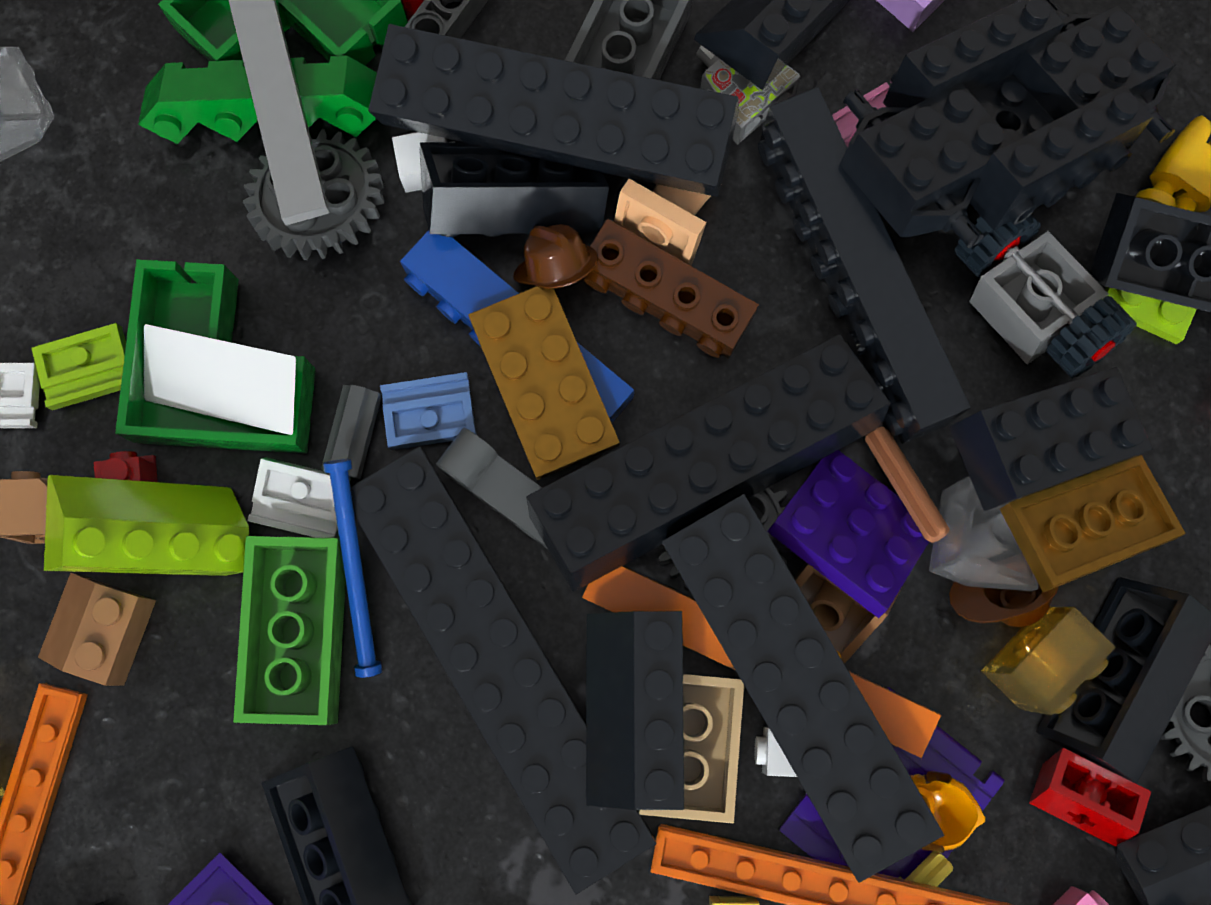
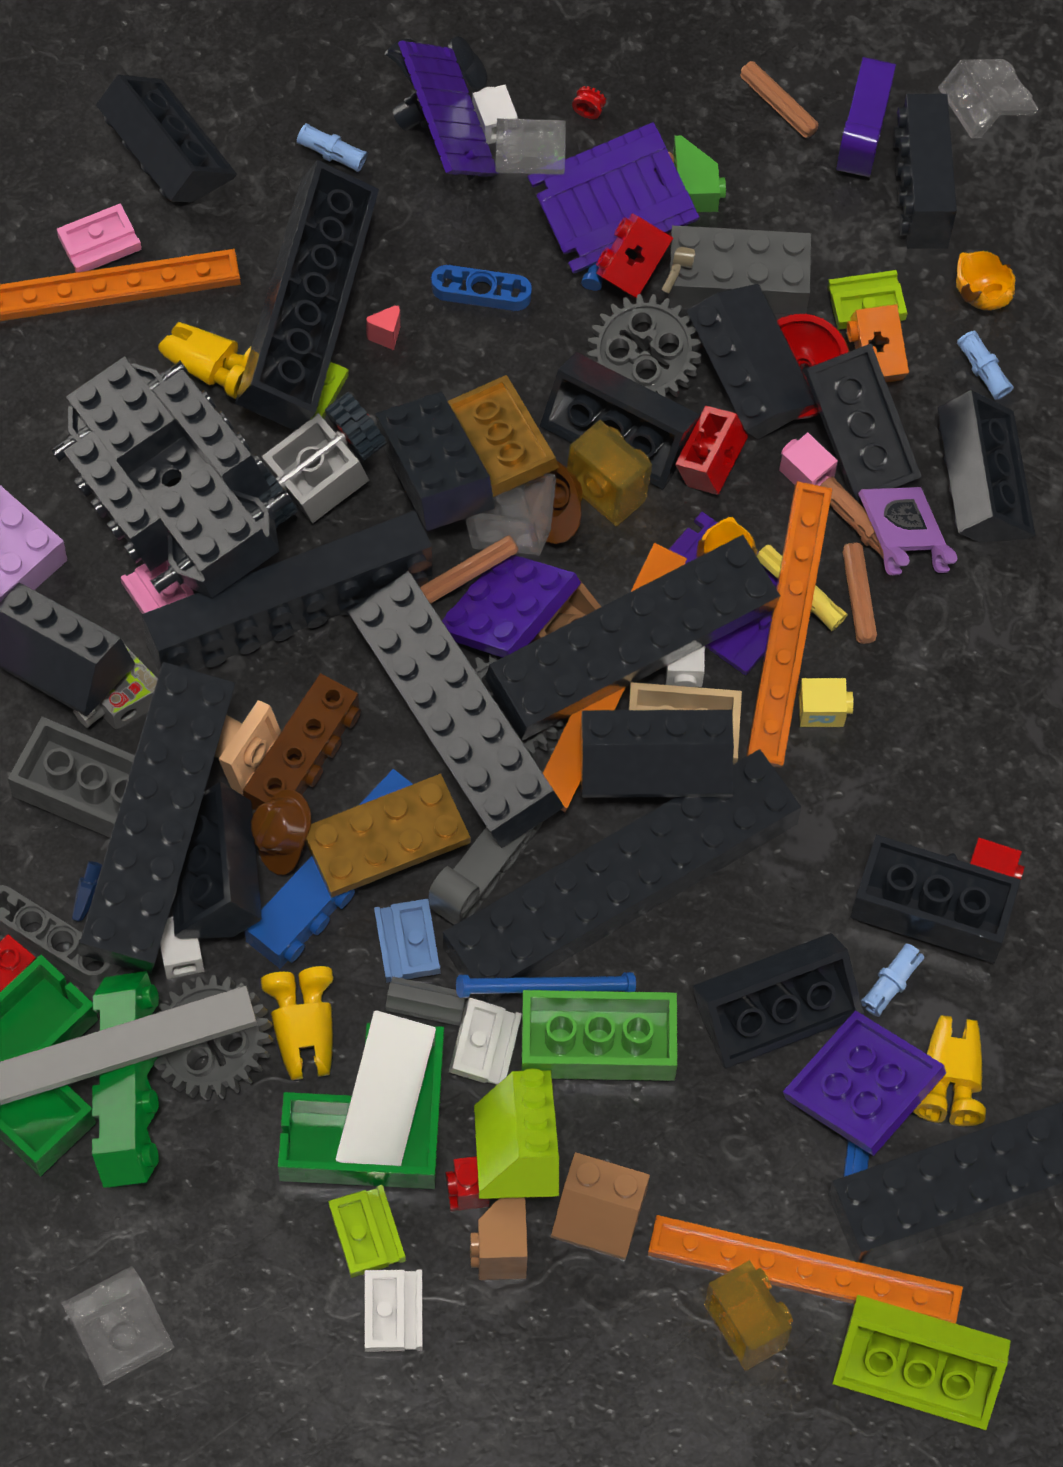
camera: 95 degrees left, 15 degrees down
(323, 296) = (302, 1024): none -> yellow piece

